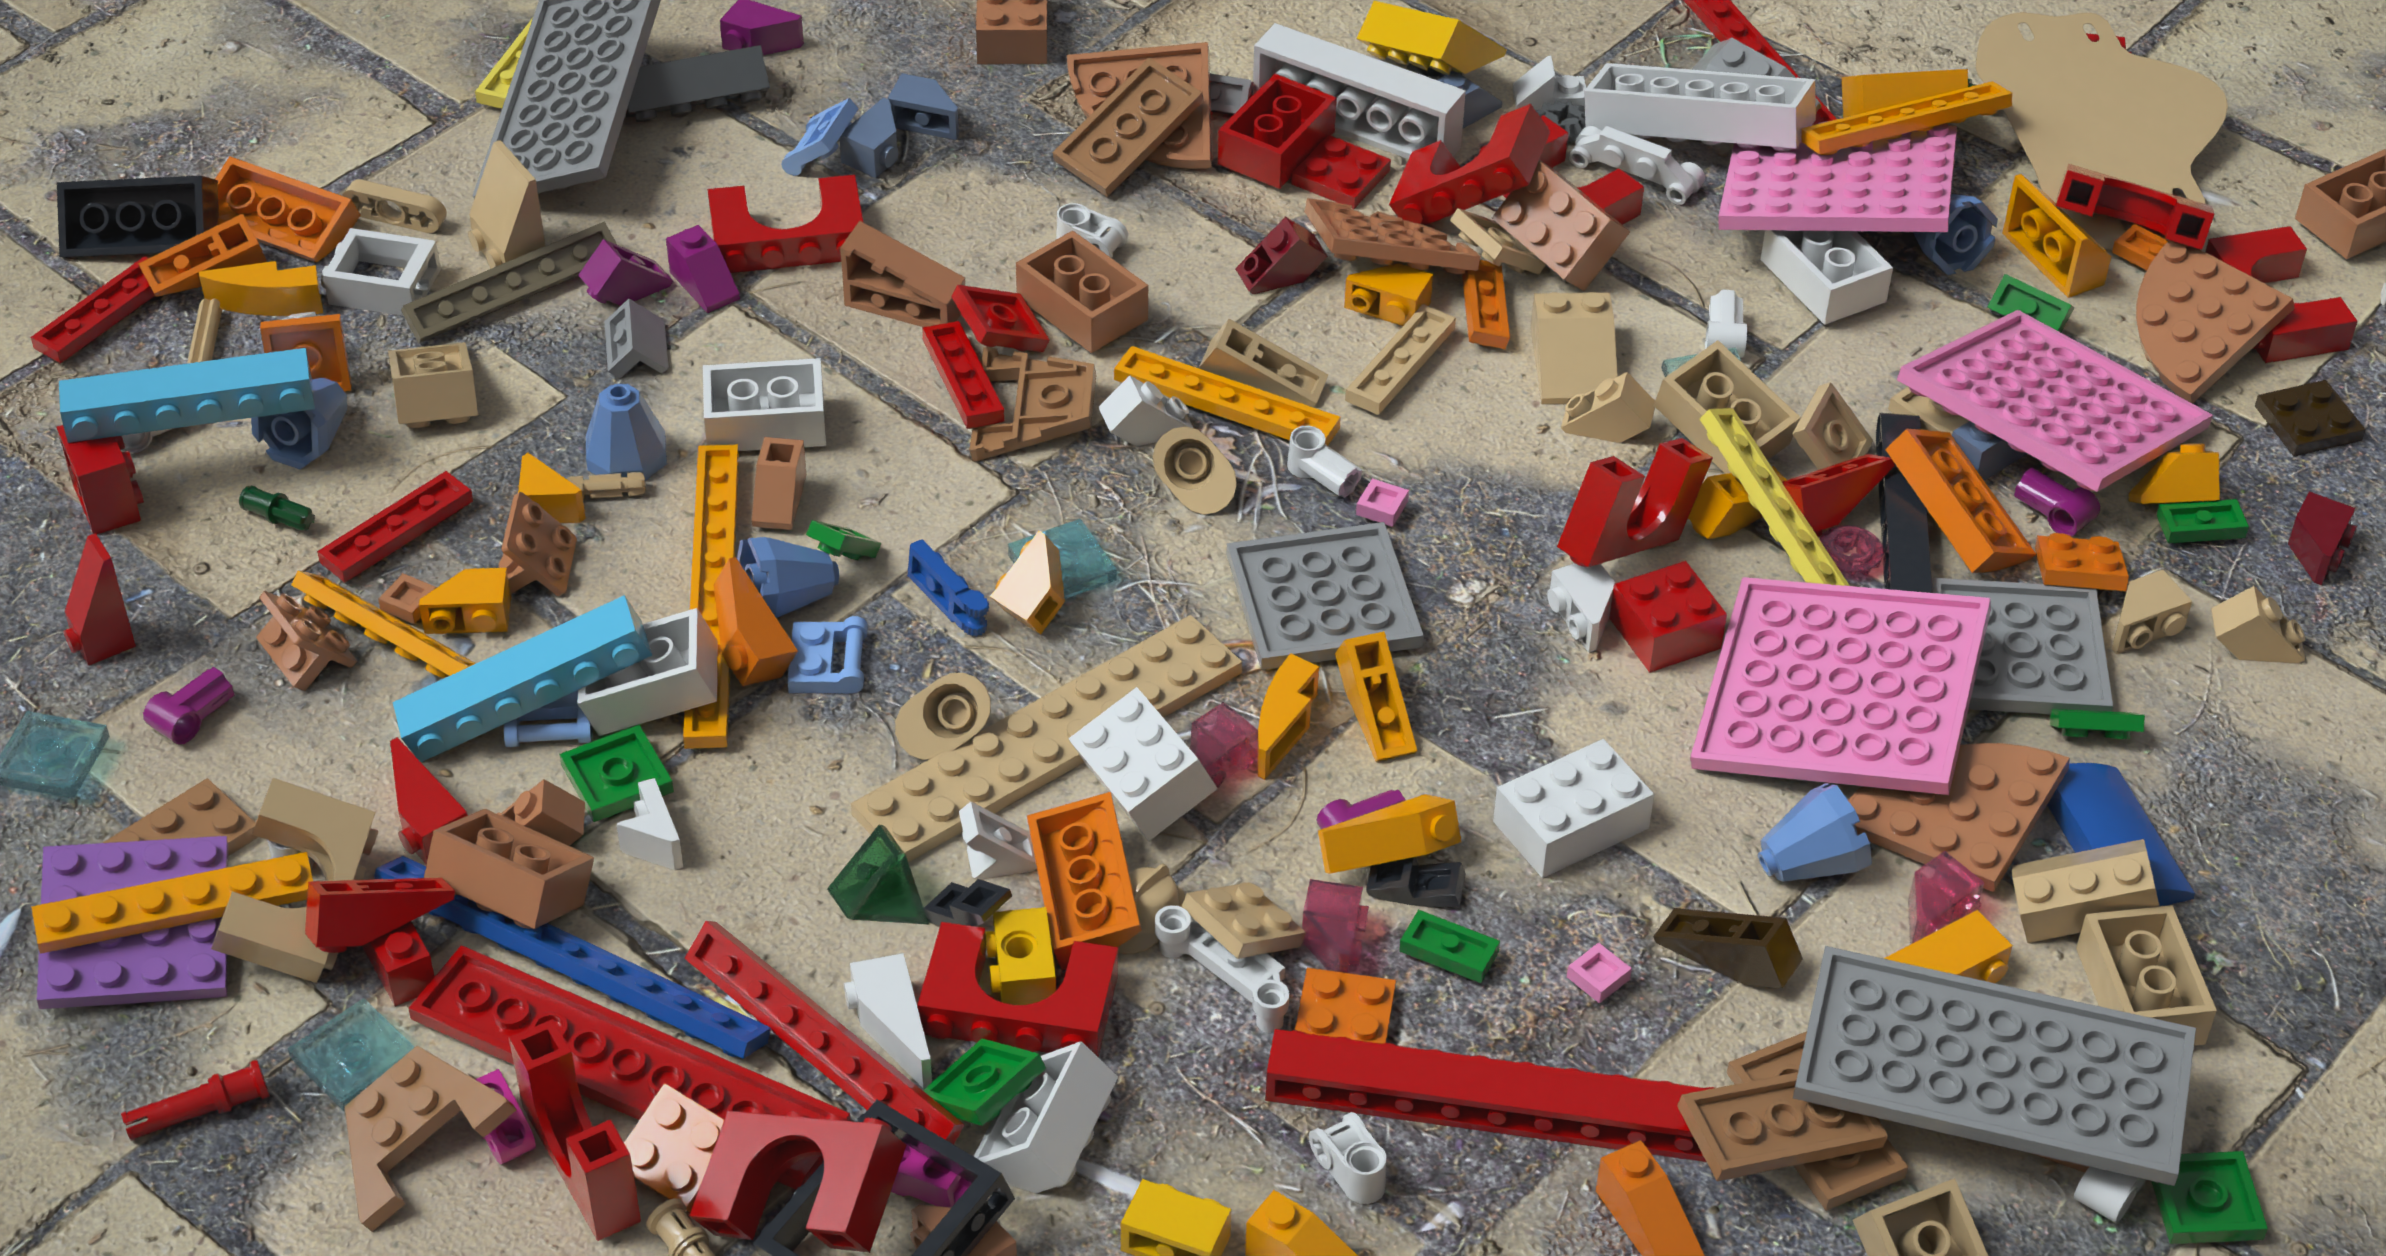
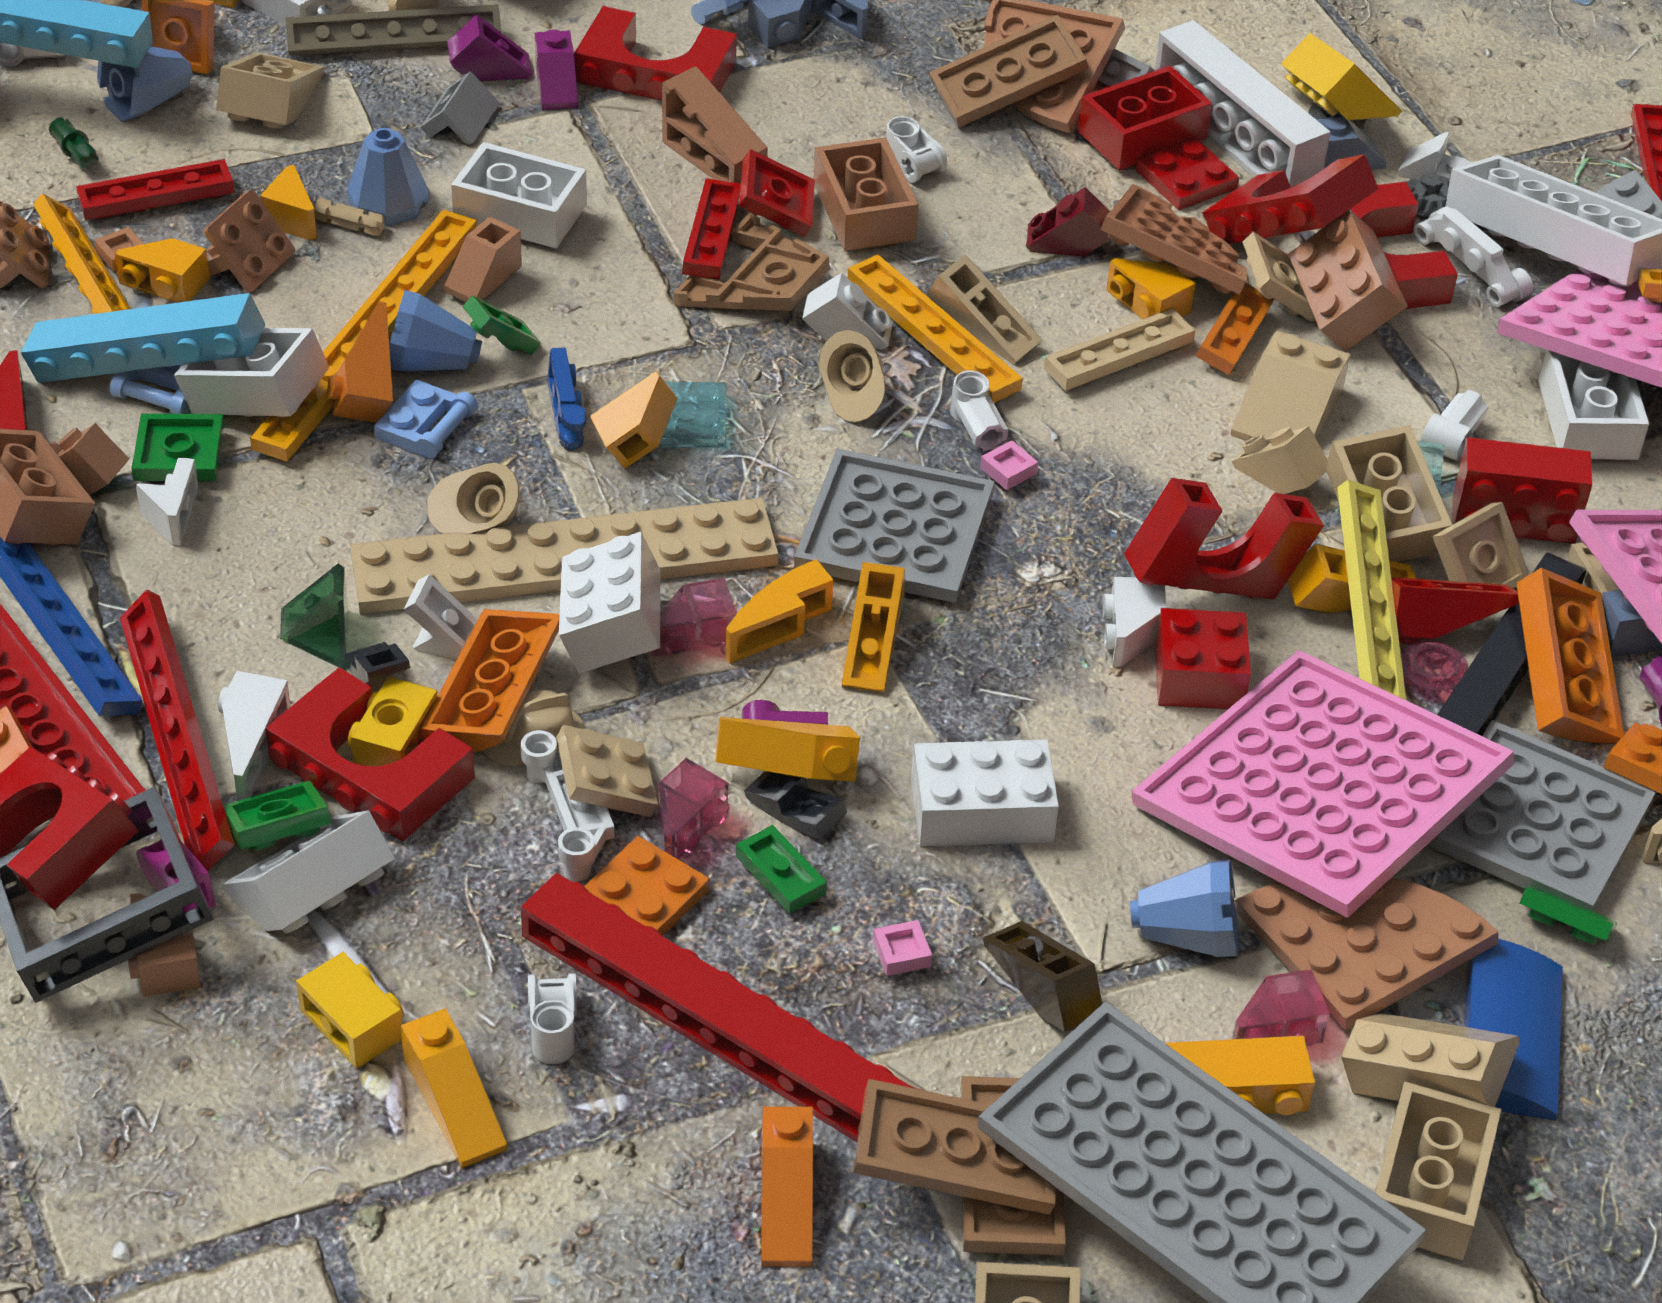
camera: 25 degrees right, 0 degrees up
(1847, 351) = (1534, 483): none -> red brick

